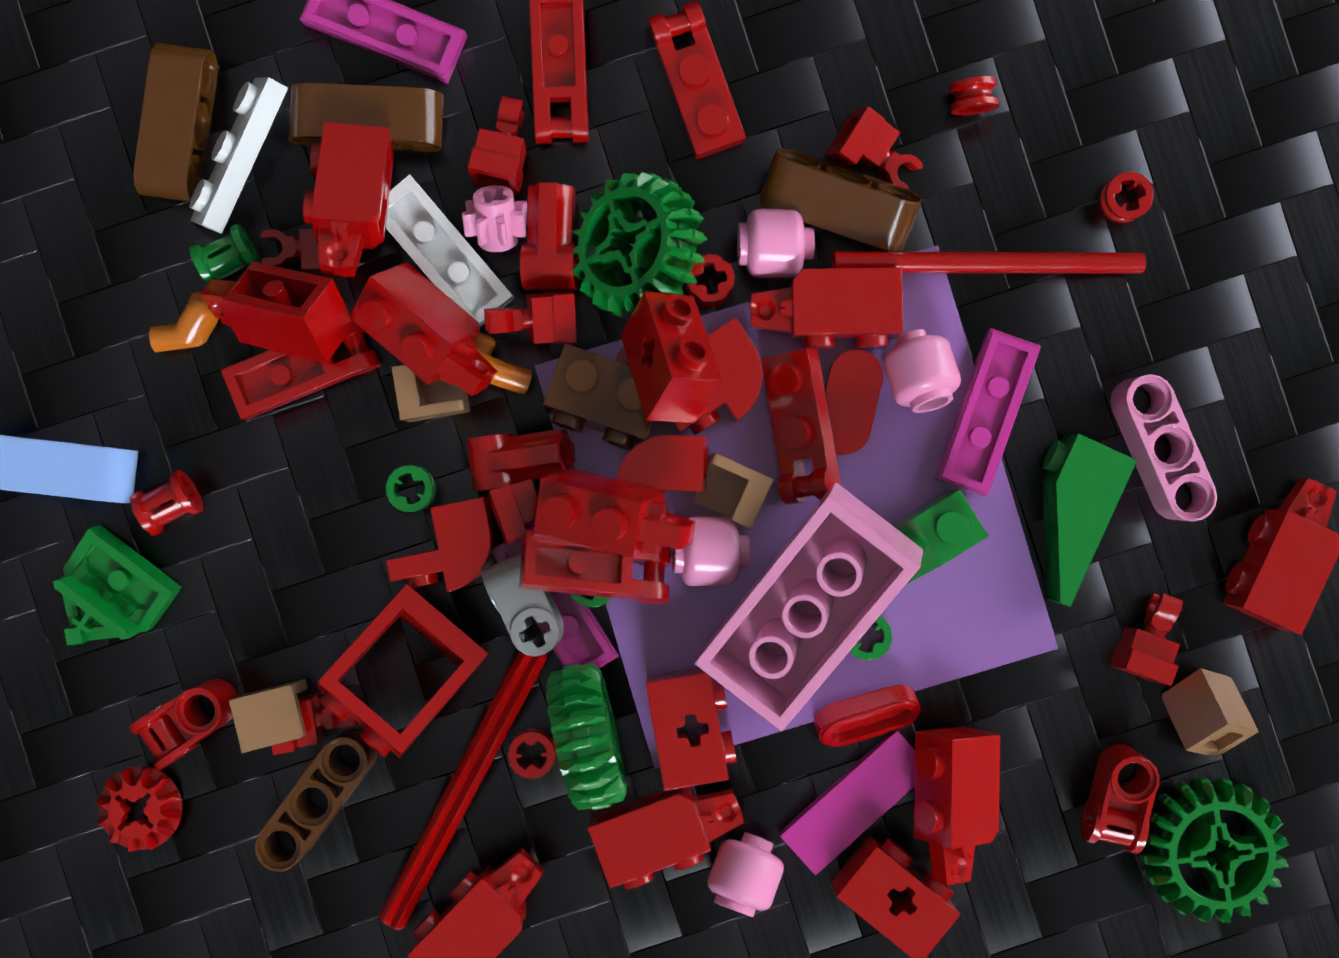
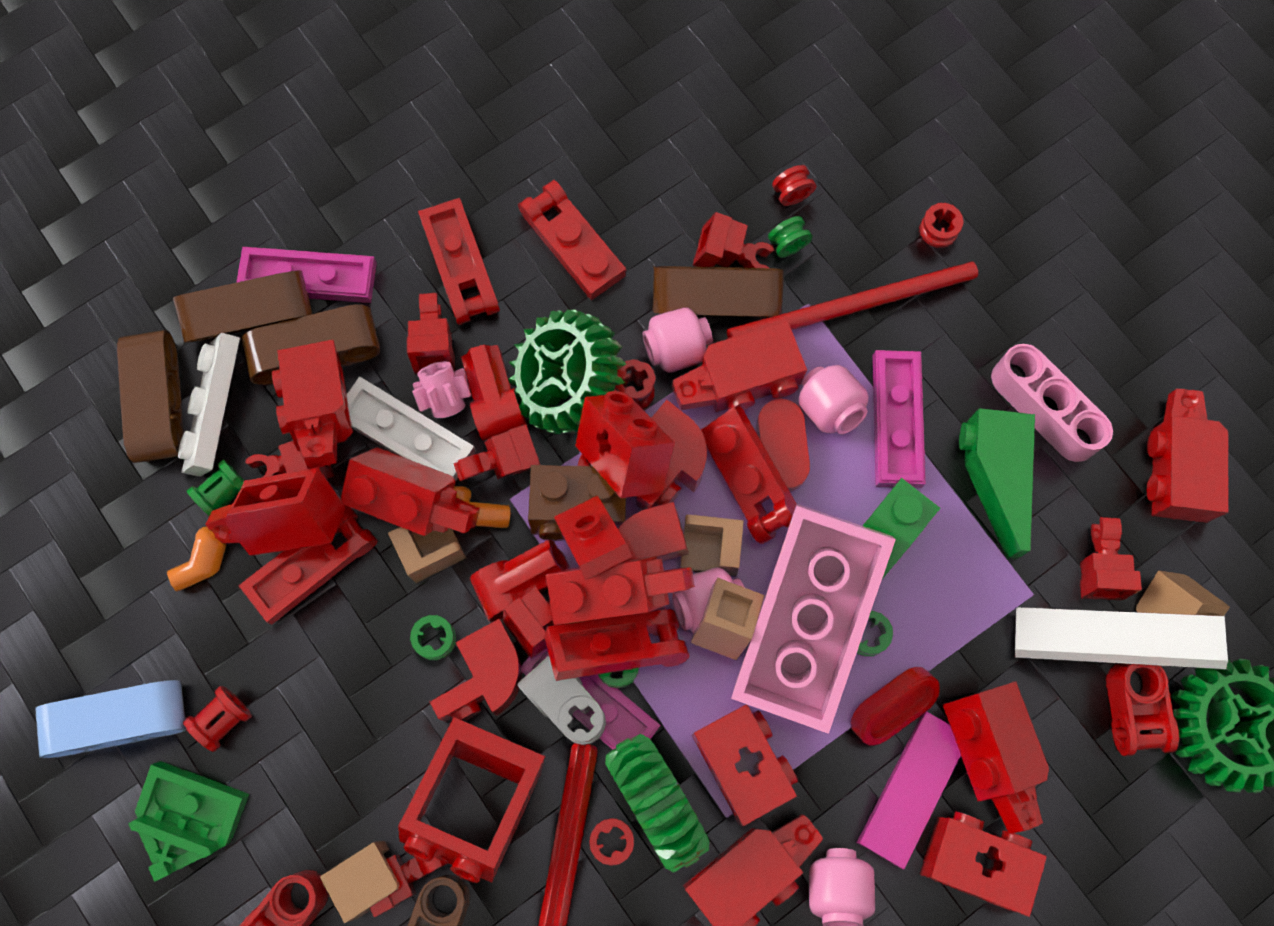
camera: 20 degrees left, 15 degrees down
(301, 49) = (242, 306): none -> reddish brown beam
(601, 454) = (592, 537): none -> red plate
(721, 580) = (728, 619): none -> medium nougat panel
(946, 158) = (790, 236): none -> green bush
(1128, 727) = (1121, 637): none -> white tile

